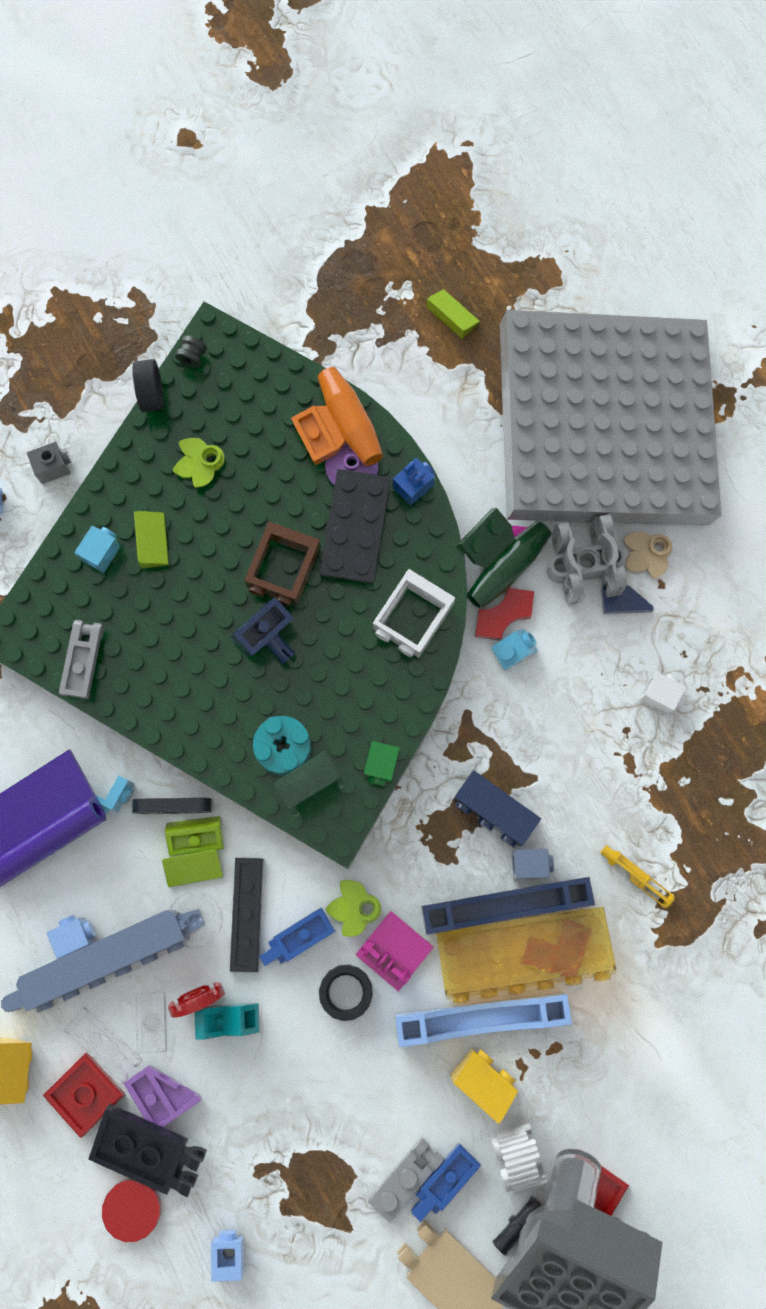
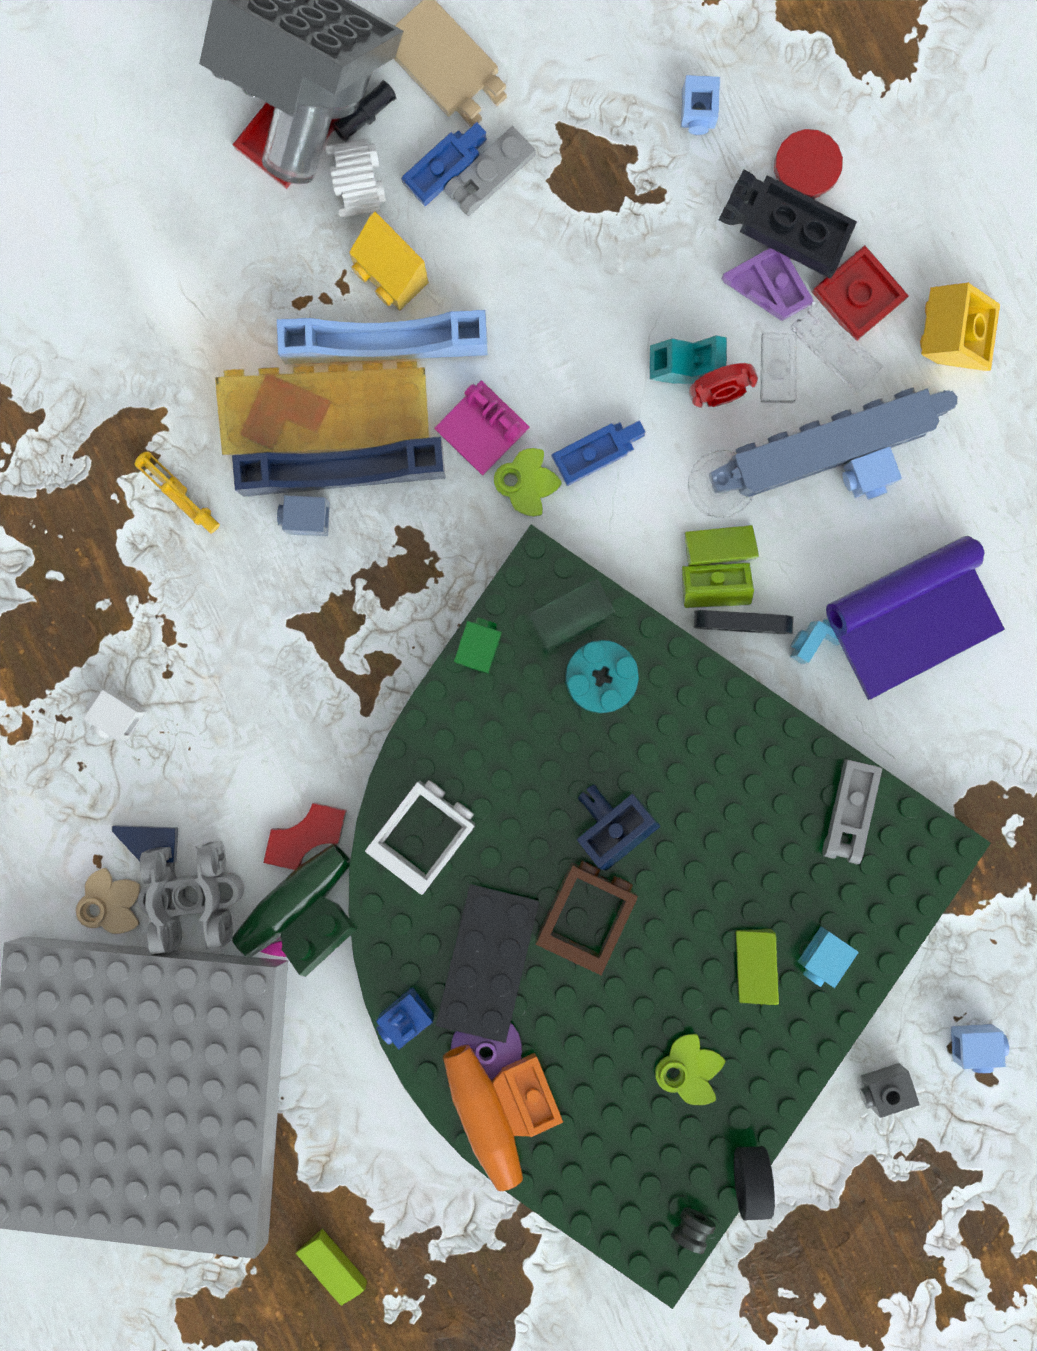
camera: 175 degrees left, 10 degrees up
(246, 915) = (658, 485): black tile -> none
(330, 1008) = (555, 359): black tyre -> none
(496, 810) = (341, 584): dark blue brick -> none
(515, 648) = (295, 788): medium azure bracket -> none

